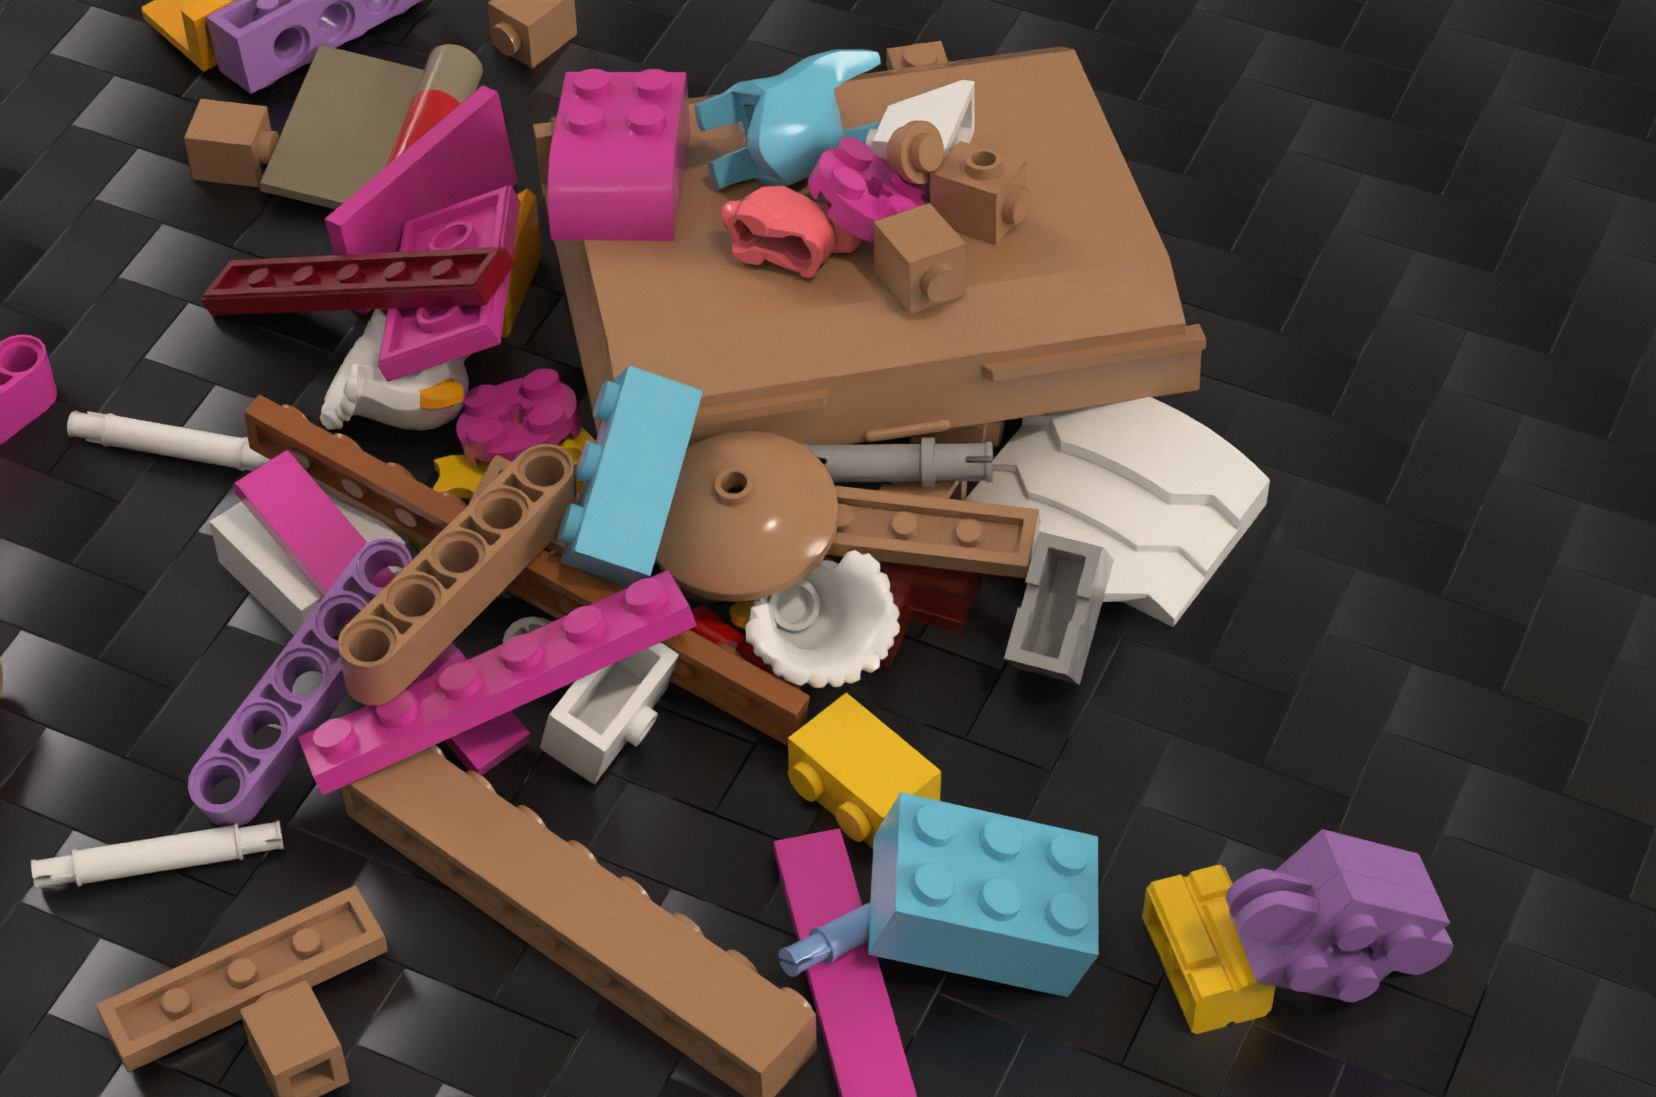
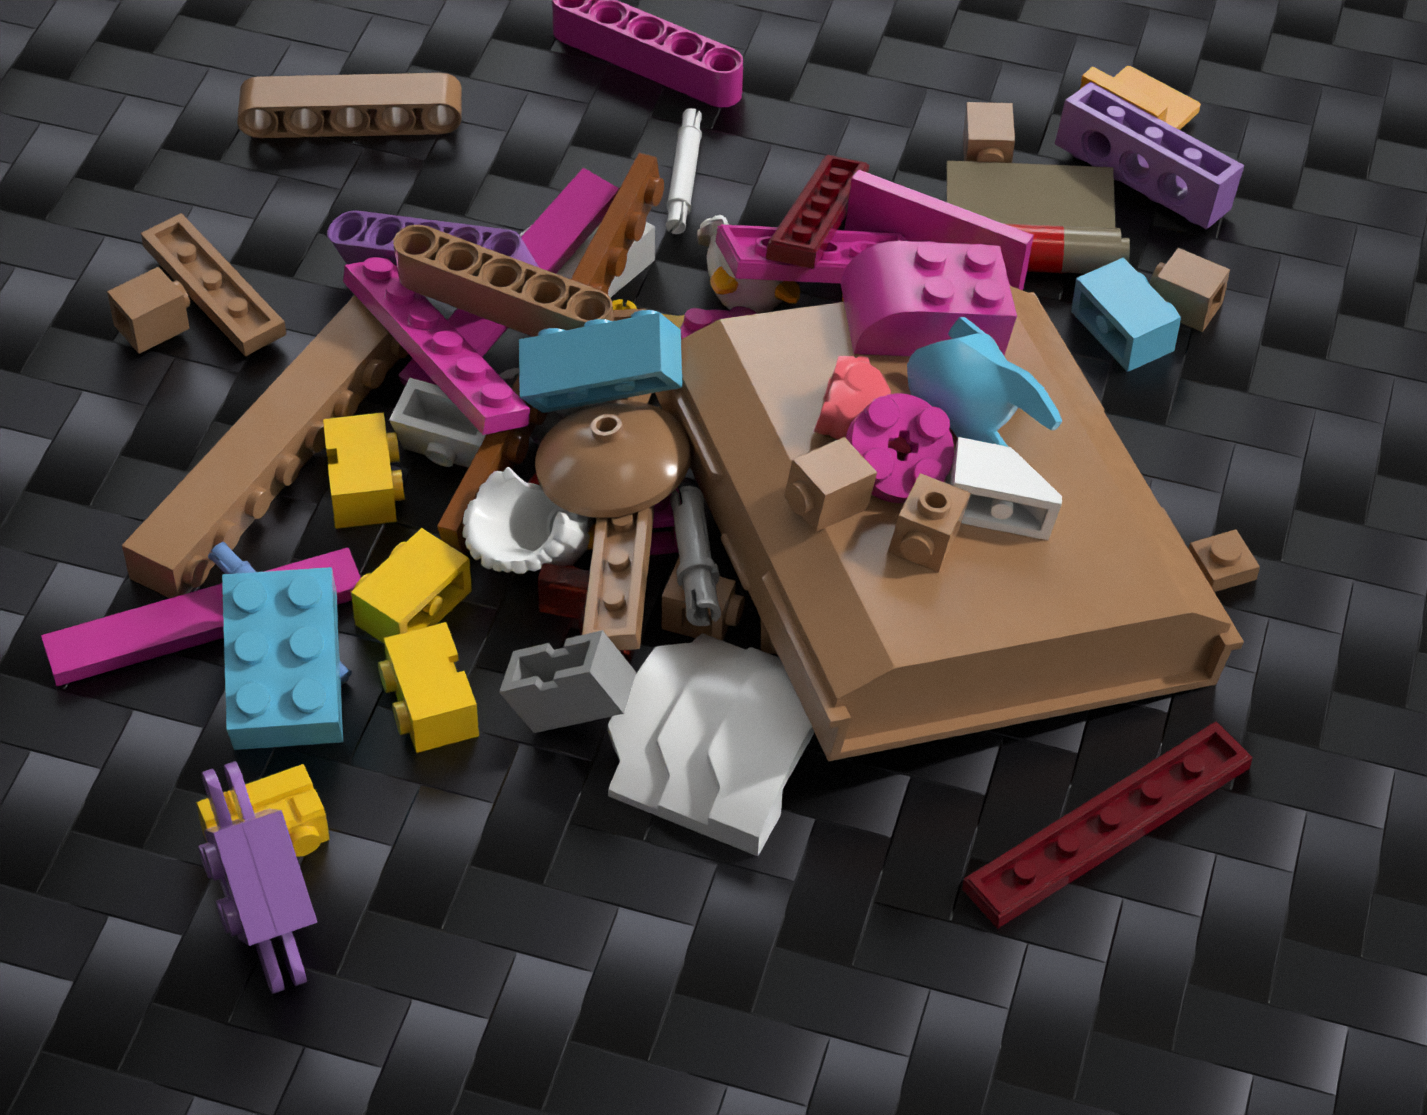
camera: 80 degrees right, 0 degrees up
(157, 854) = (315, 228): white piece -> none
(533, 70) = (1125, 314): none -> medium azure brick
(649, 814) = (361, 470): none -> yellow brick
(915, 151) = (934, 455): medium nougat plate -> none
(1022, 765) = (431, 695): none -> yellow brick
(1254, 218) = (1106, 824): none -> dark red tile

